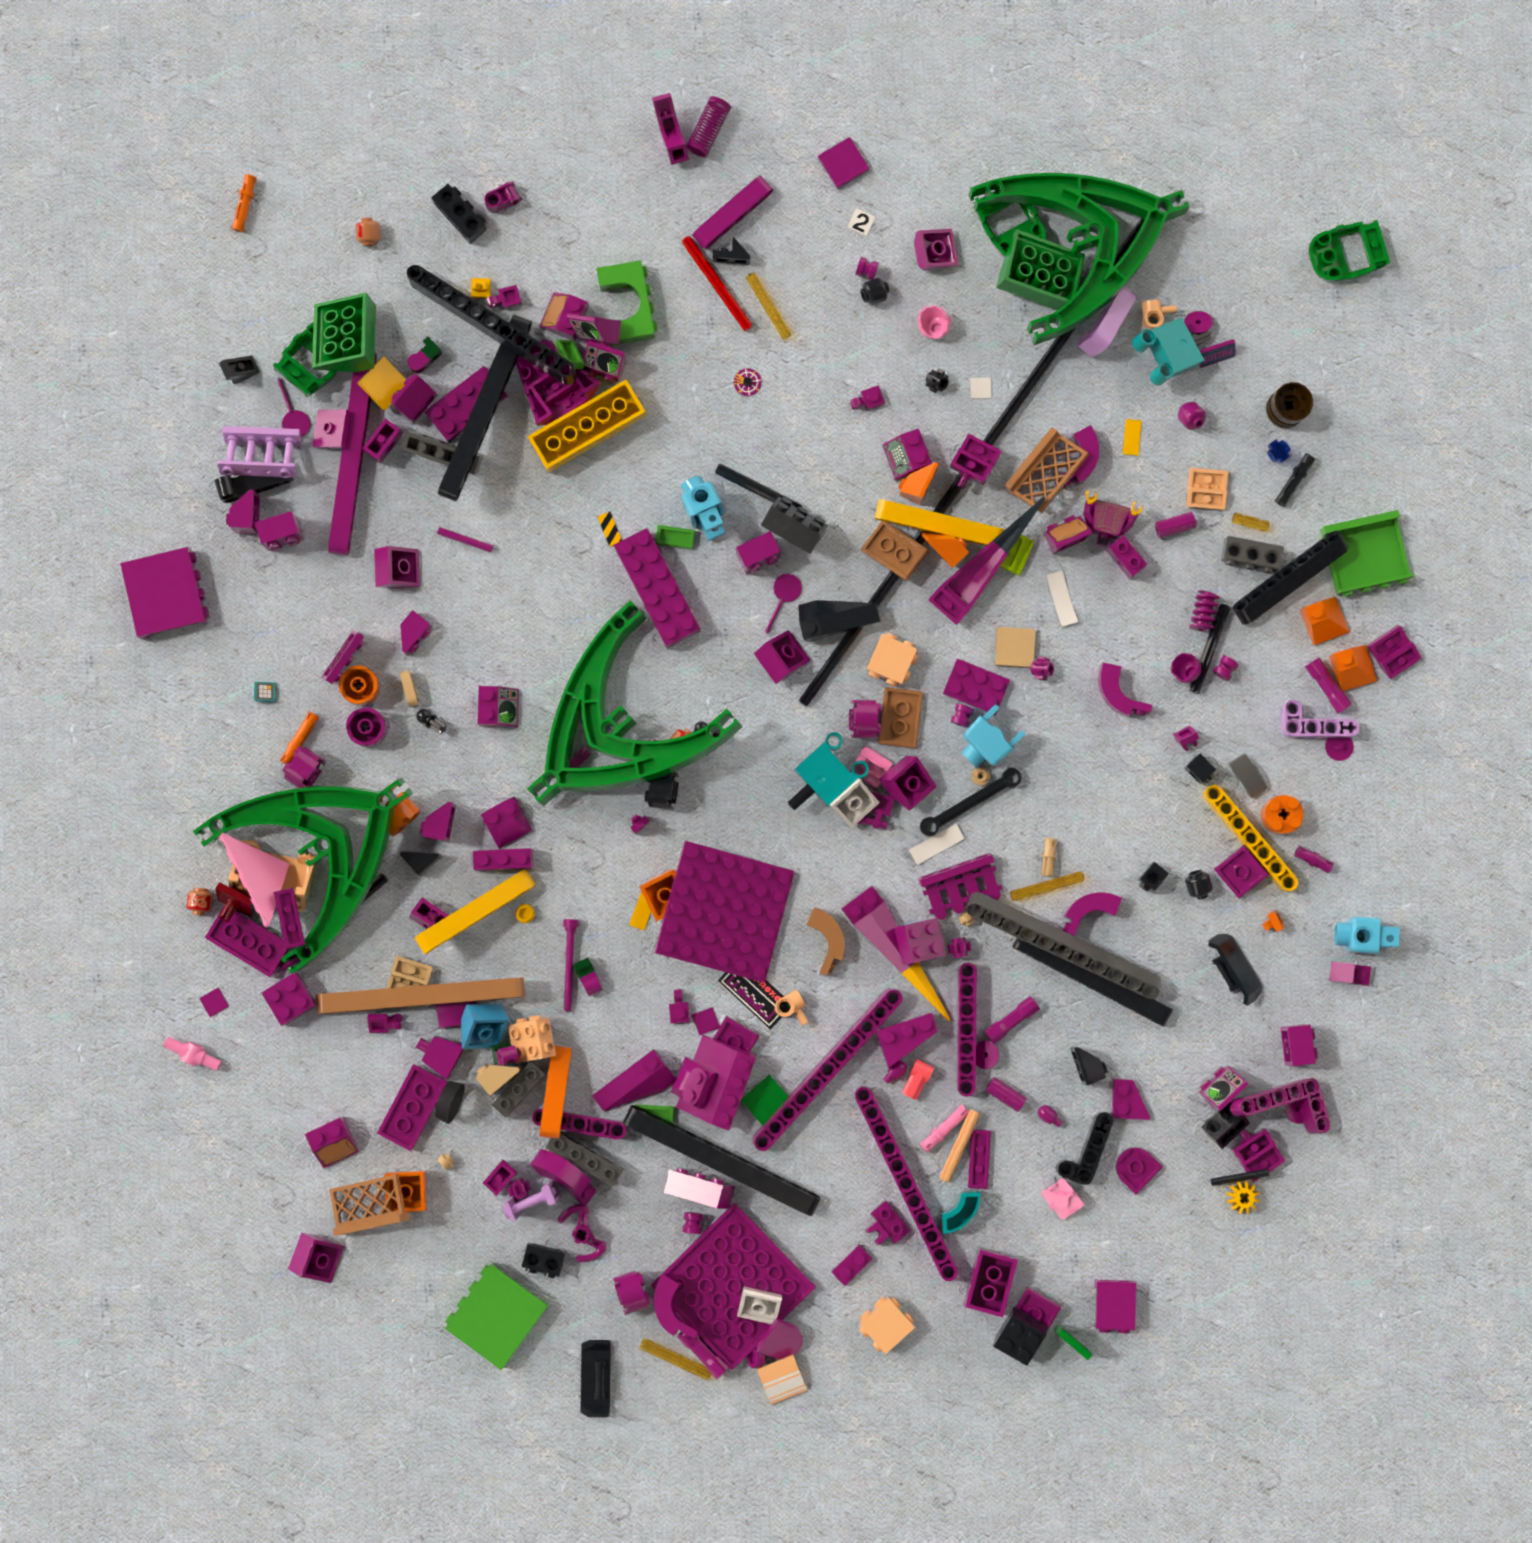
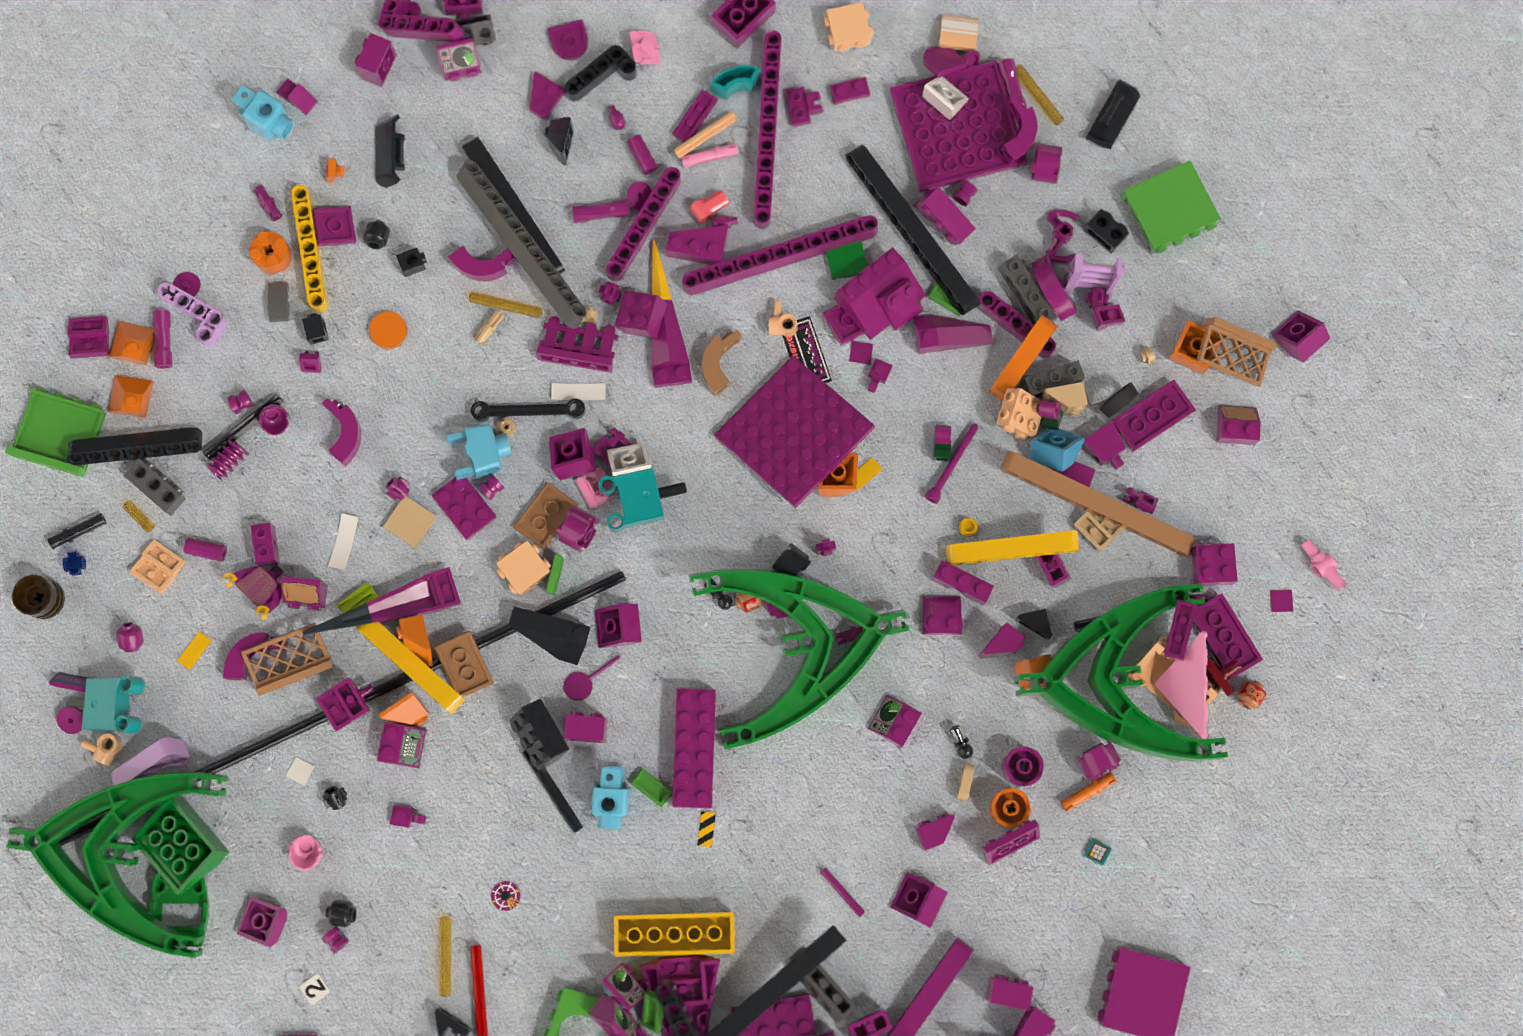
camera: 150 degrees left, 5 degrees down
(861, 669) = (555, 575): none -> bright green tile
(1136, 805) = (388, 330): none -> orange tile

